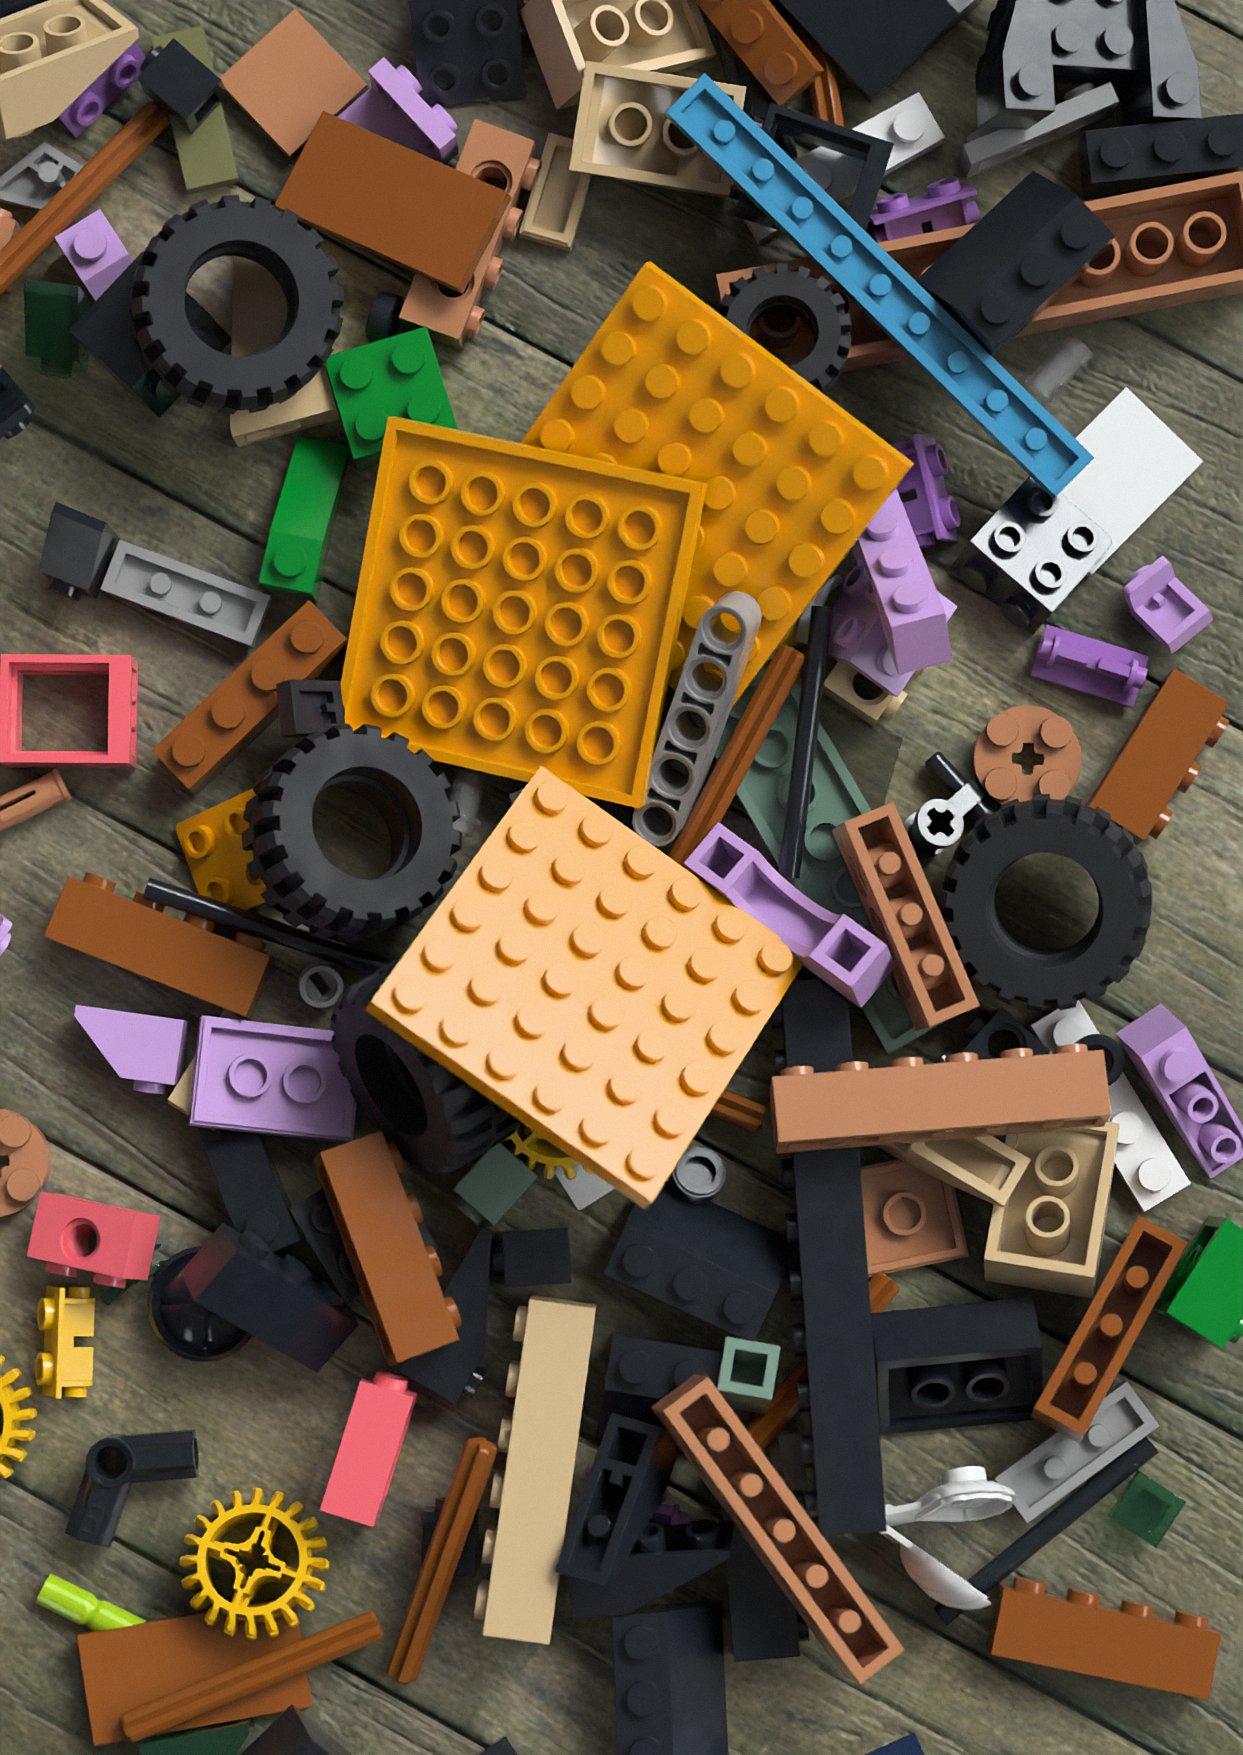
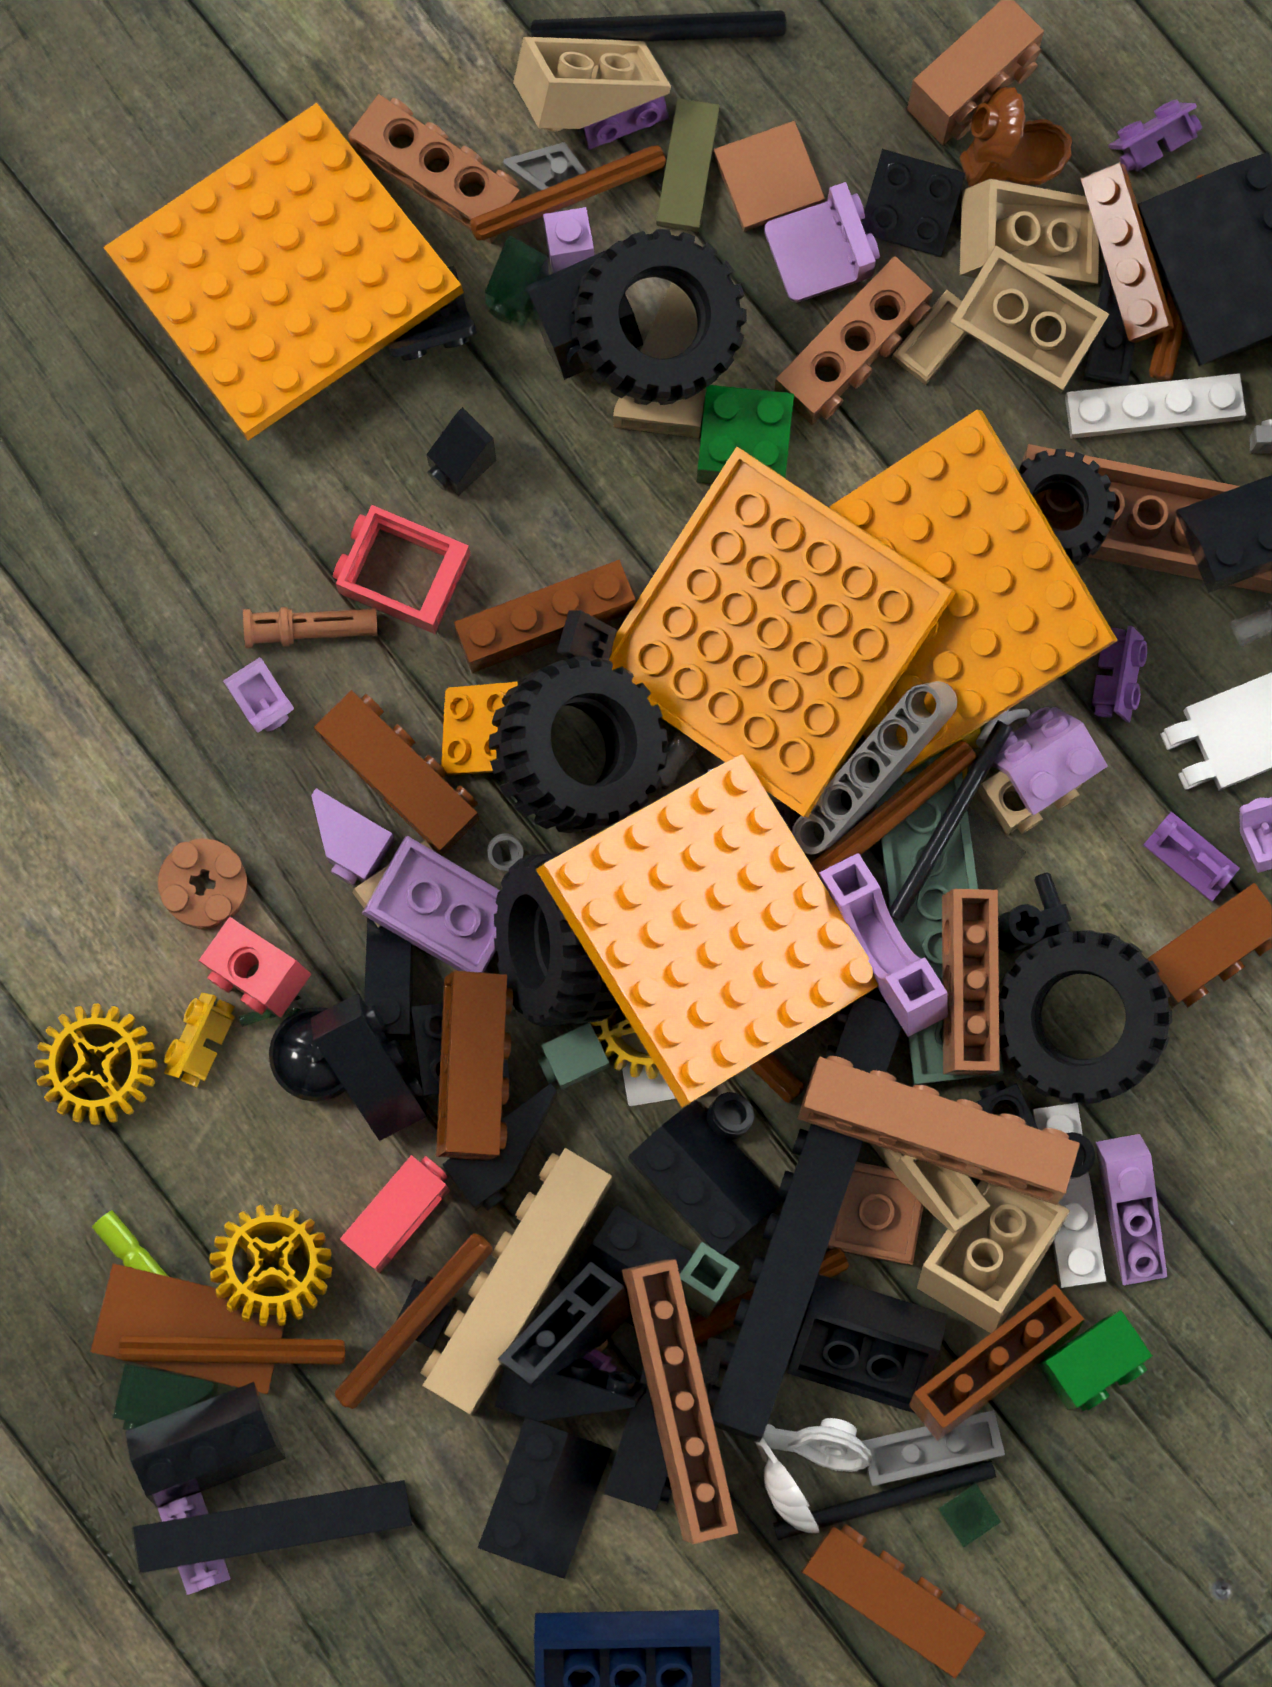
camera: 20 degrees right, 5 degrees down
(104, 1495) = (225, 1154): black piece -> none
(181, 84) = (685, 141): black brick -> none
(186, 594) = (528, 519): light grey plate -> none
(263, 927) = (477, 787): black piece -> none
(304, 520) = (640, 501): green slope -> none
(384, 316) = (764, 374): black tile -> none
(393, 201) = (808, 292): dark orange tile -> none
(533, 1257) = (580, 1124): black brick -> none
(833, 137) = (1153, 373): black window -> none
(879, 285) = (1148, 503): dark azure plate -> none
(903, 590) = (1071, 732): lavender arch -> none
(942, 206) = (1221, 465): medium lavender hinge -> none
(1032, 554) = (1182, 752): bracket -> none
(1049, 737) = (1117, 880): nougat plate -> none

